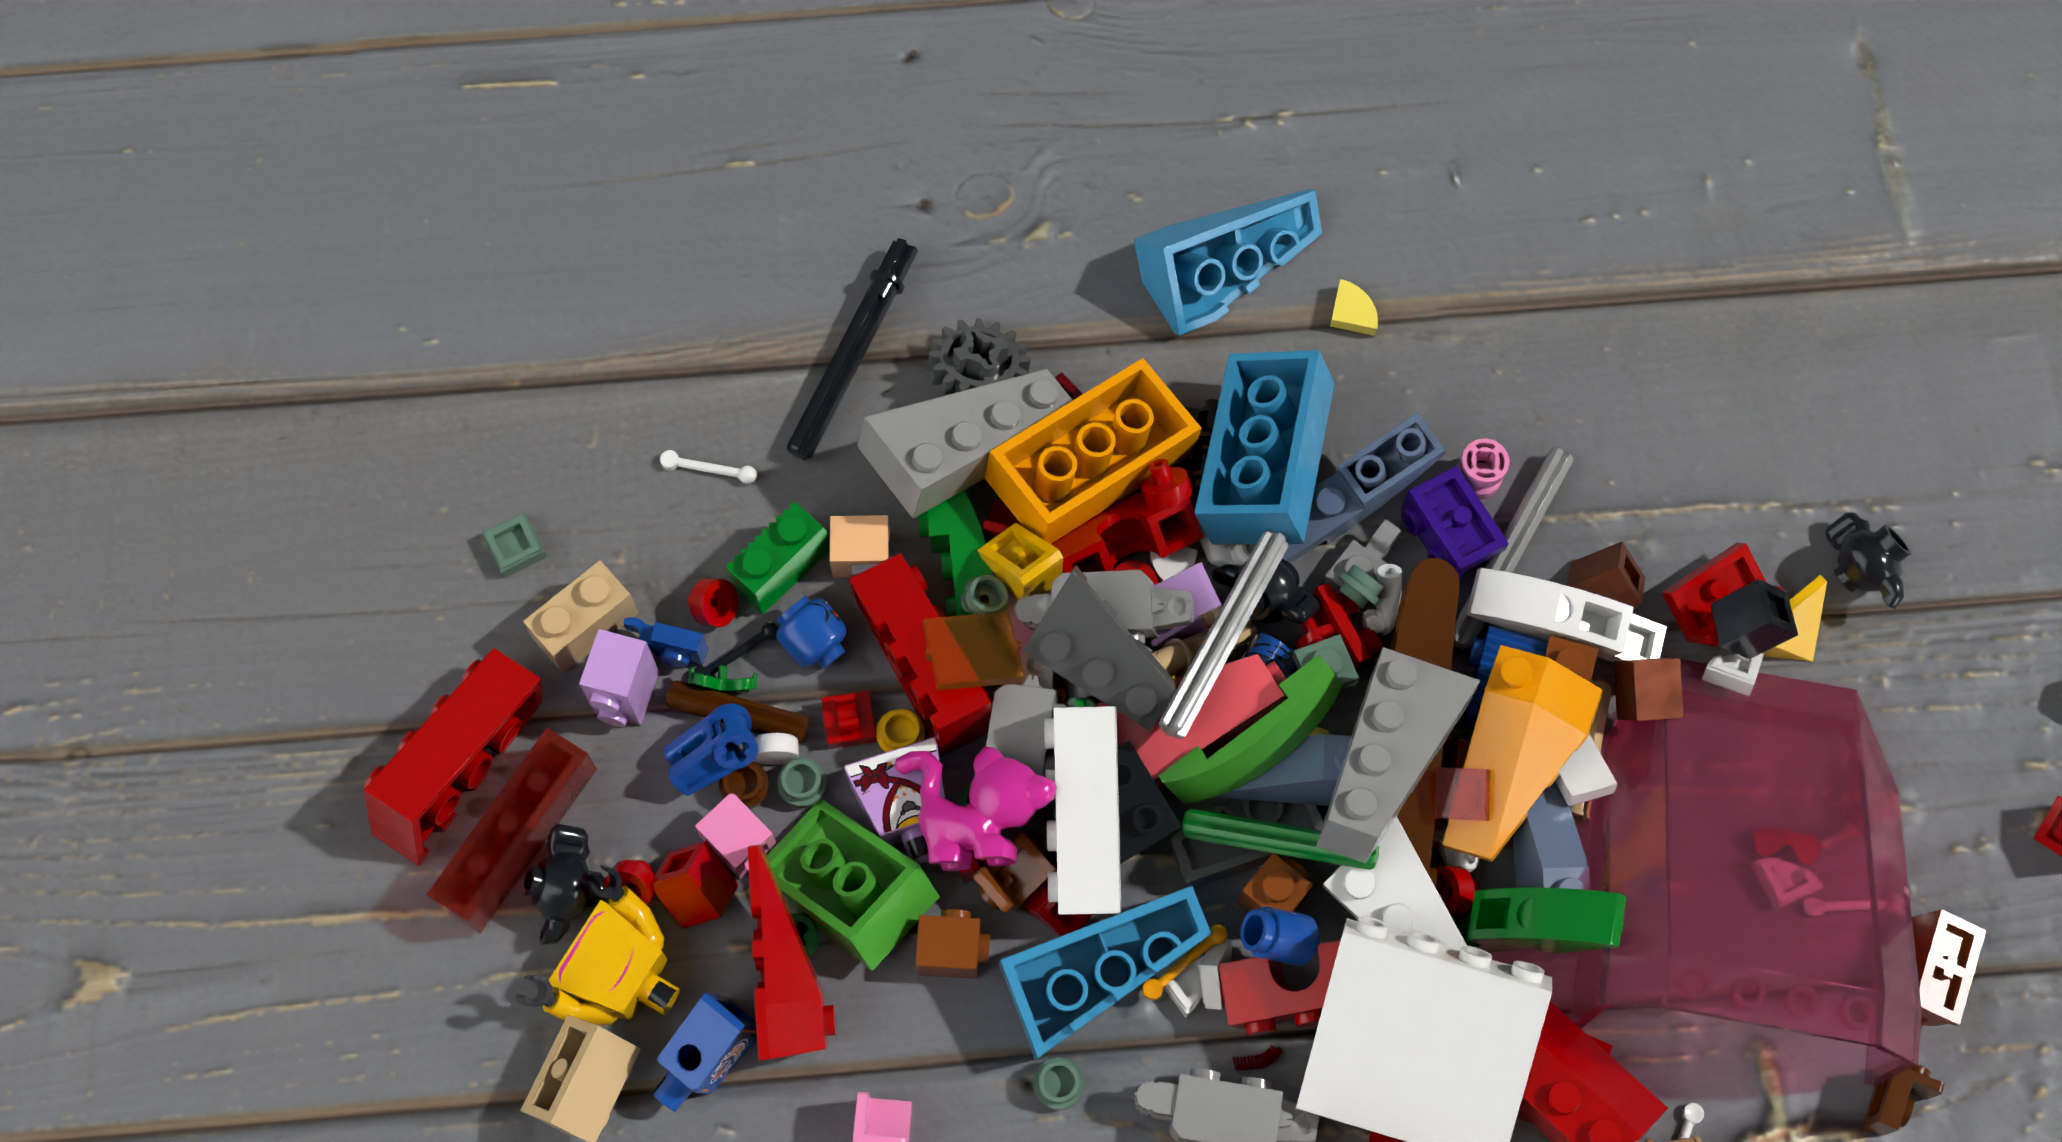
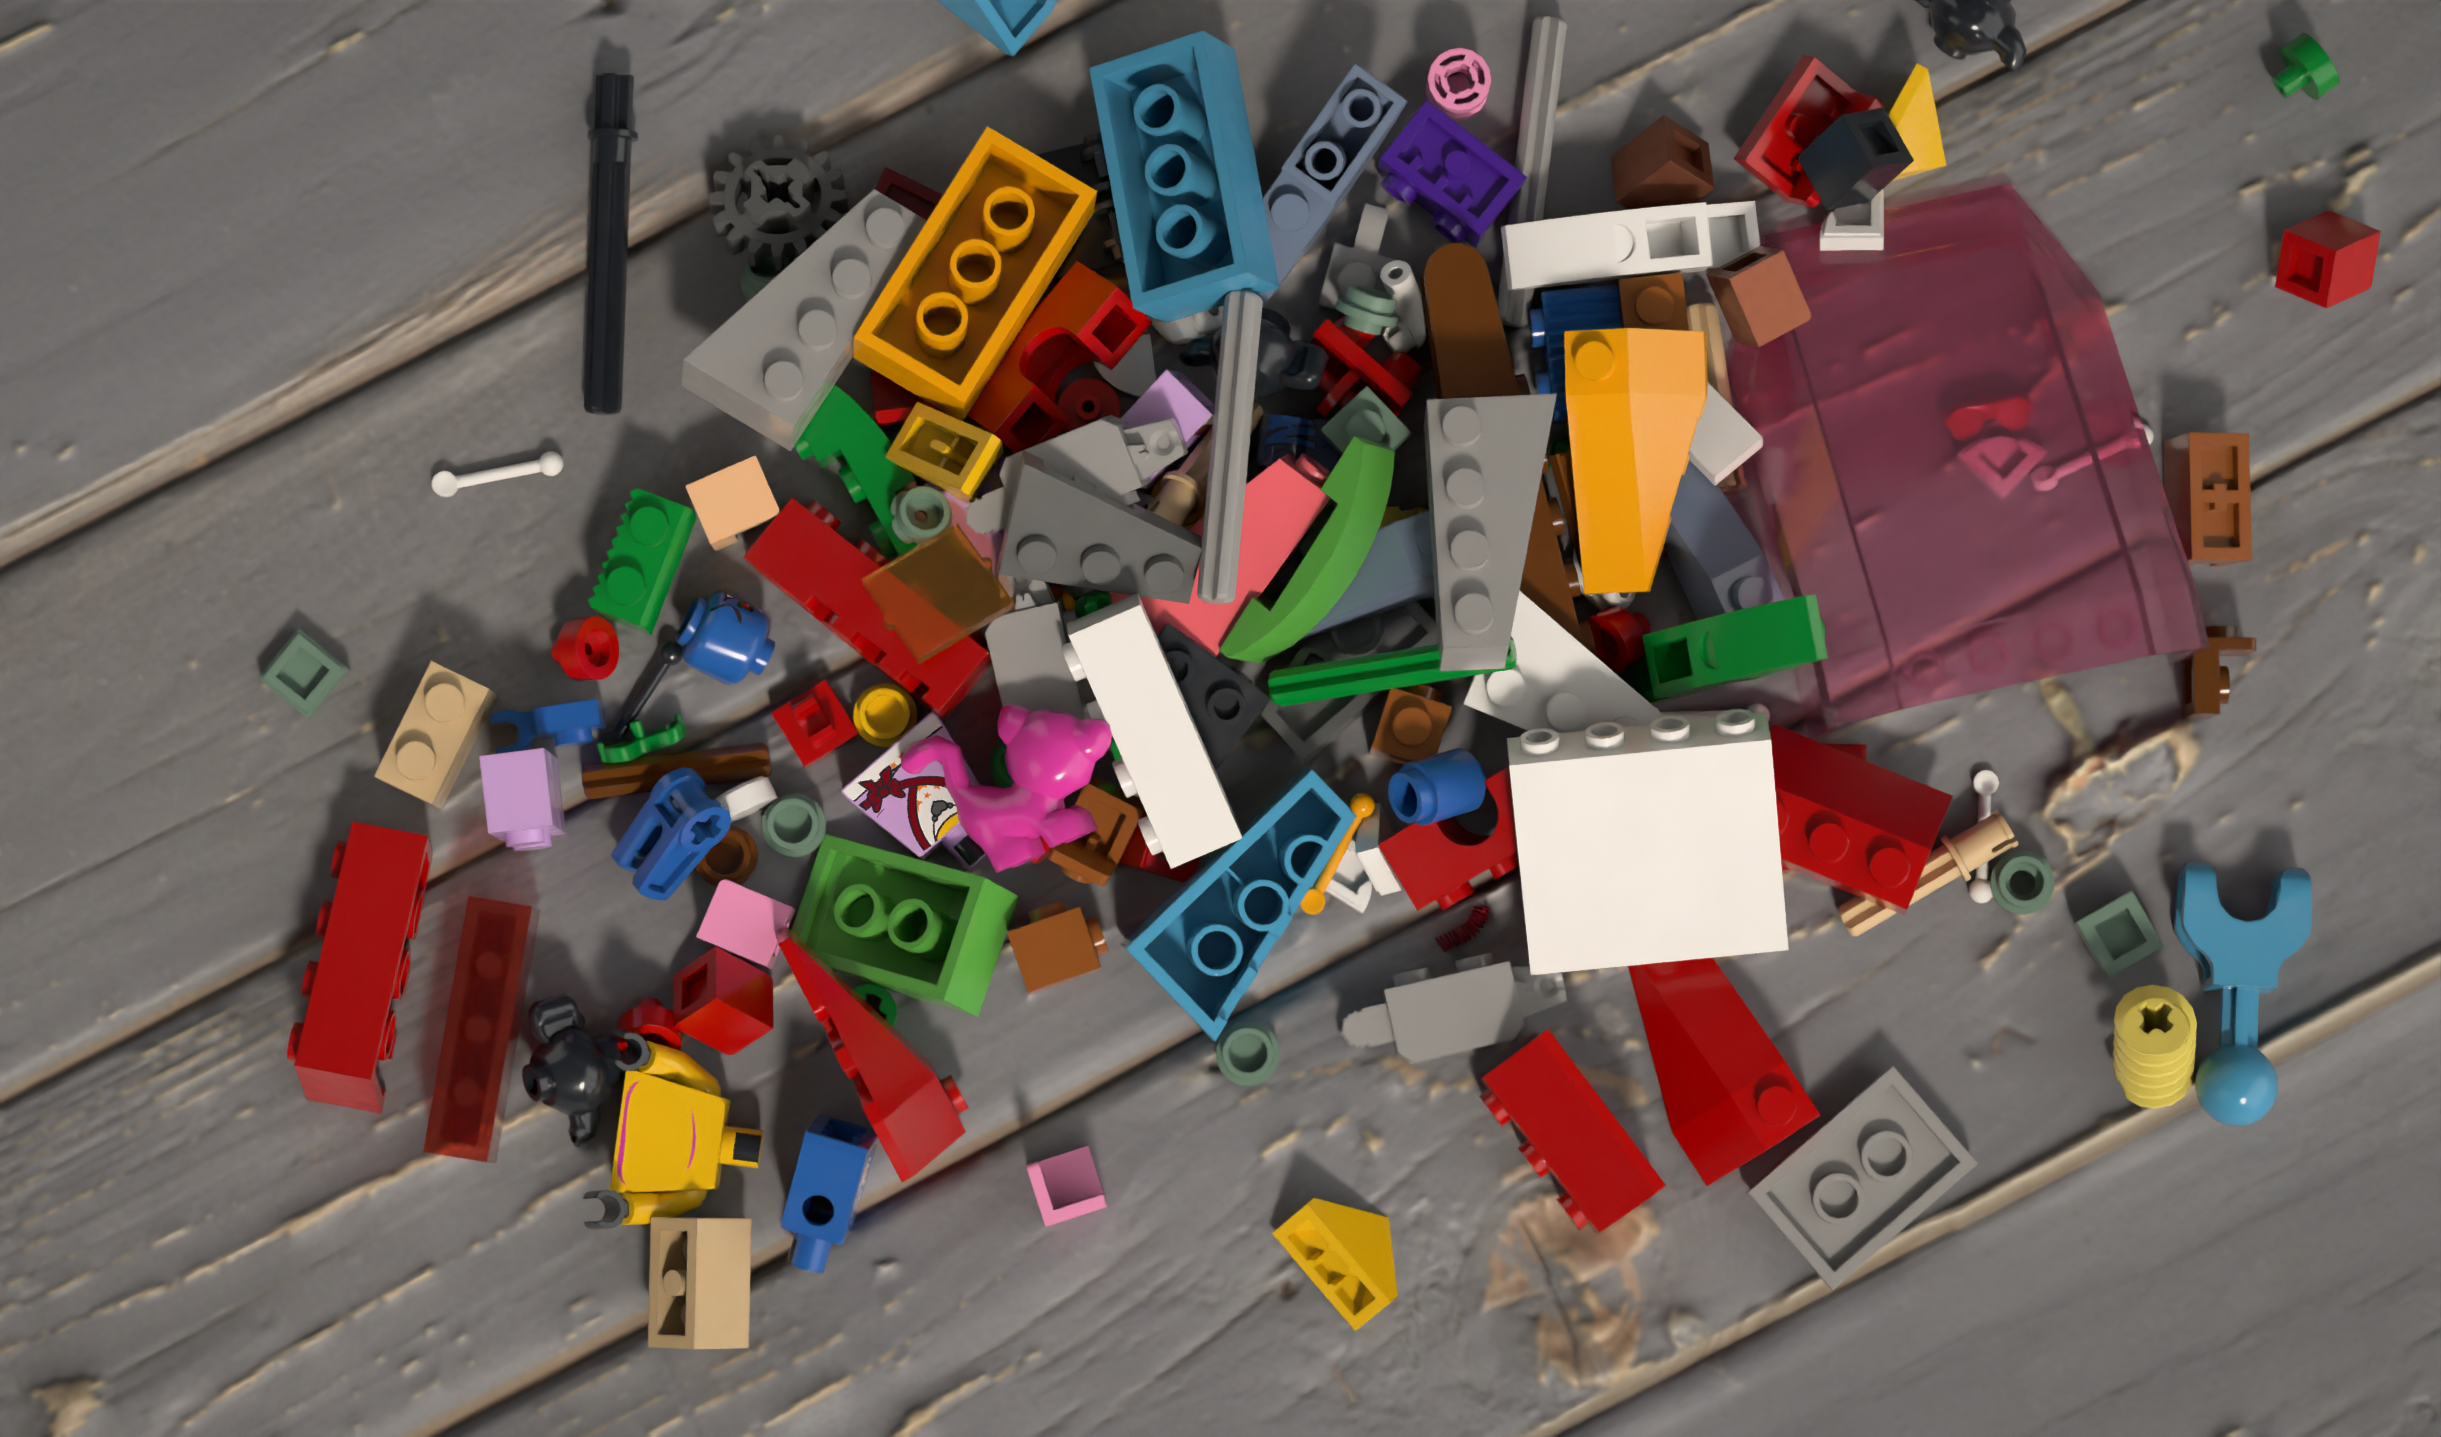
camera: 25 degrees left, 15 degrees up
(1166, 485) = (1083, 282): red tile -> none
(1462, 794) = (1585, 529): clear red tile -> none

